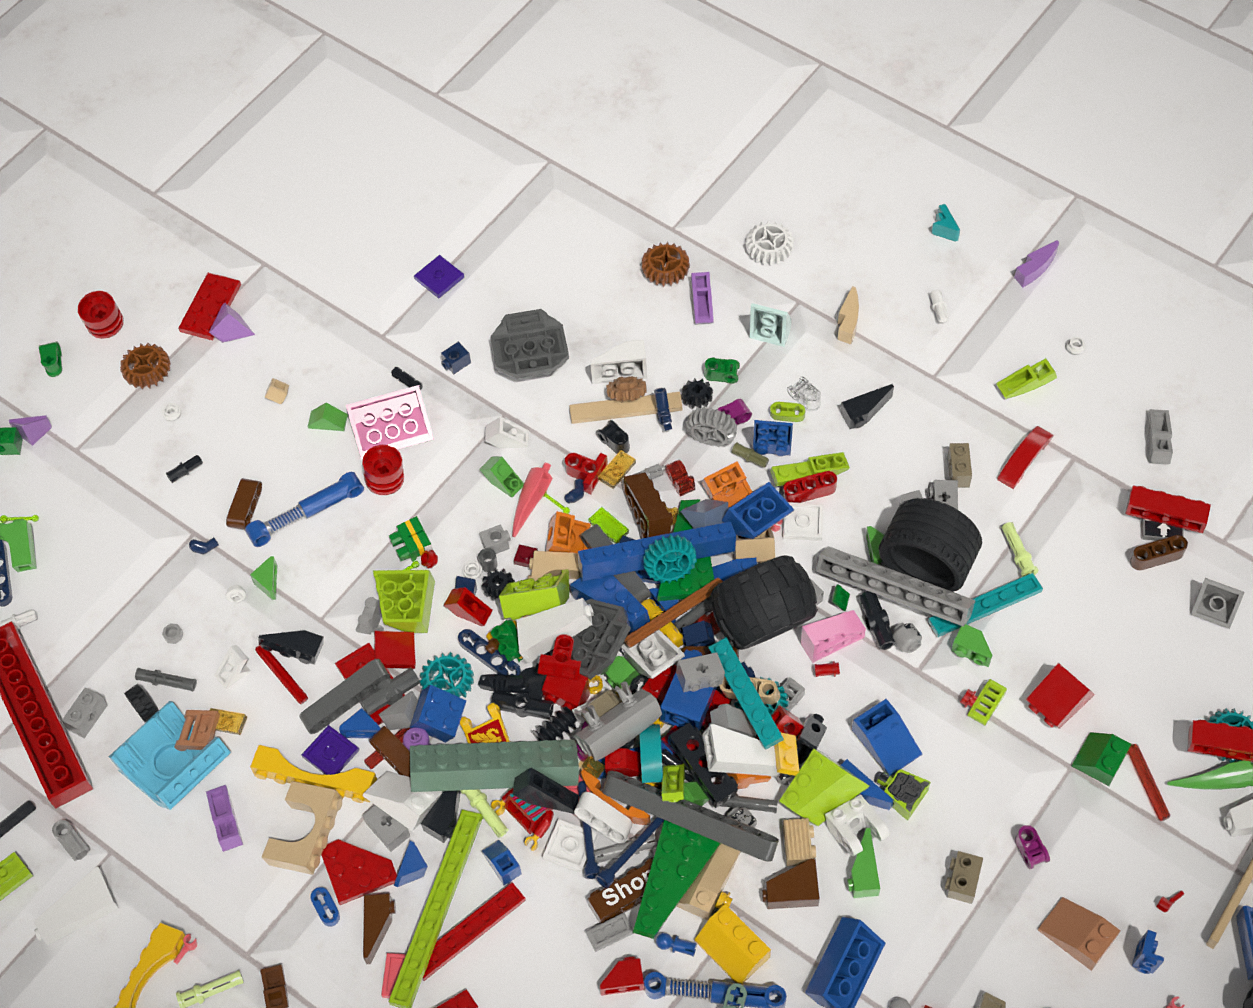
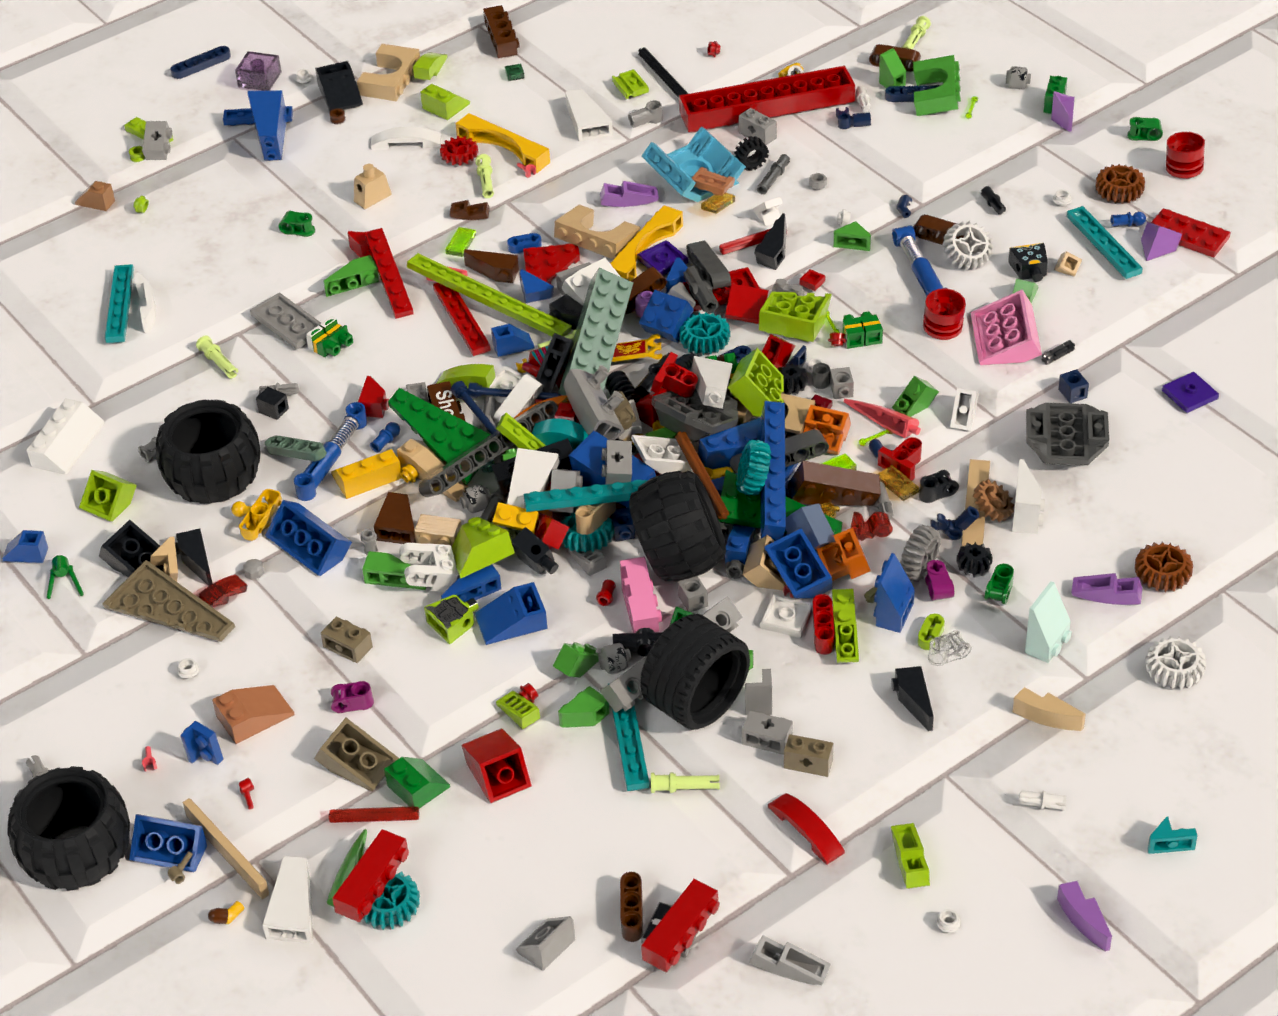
camera: 105 degrees right, 15 degrees down
(57, 631) = (845, 120): none -> dark blue bar
(200, 352) = (1138, 219): none -> blue pin
(238, 367) = (1104, 242): none -> teal plate
(272, 470) = (961, 249): none -> white gear
(282, 419) = (1029, 261): none -> black torso
(332, 980) = (461, 240): none -> clear neon green tile
(341, 601) = (812, 280): none -> red plate
(569, 890) = (469, 373): none -> lime slope
(838, 901) = (369, 538): none -> light grey pin
(918, 667) = (576, 659): none -> bright green slope
(1097, 818) = (355, 755): none -> dark tan slope

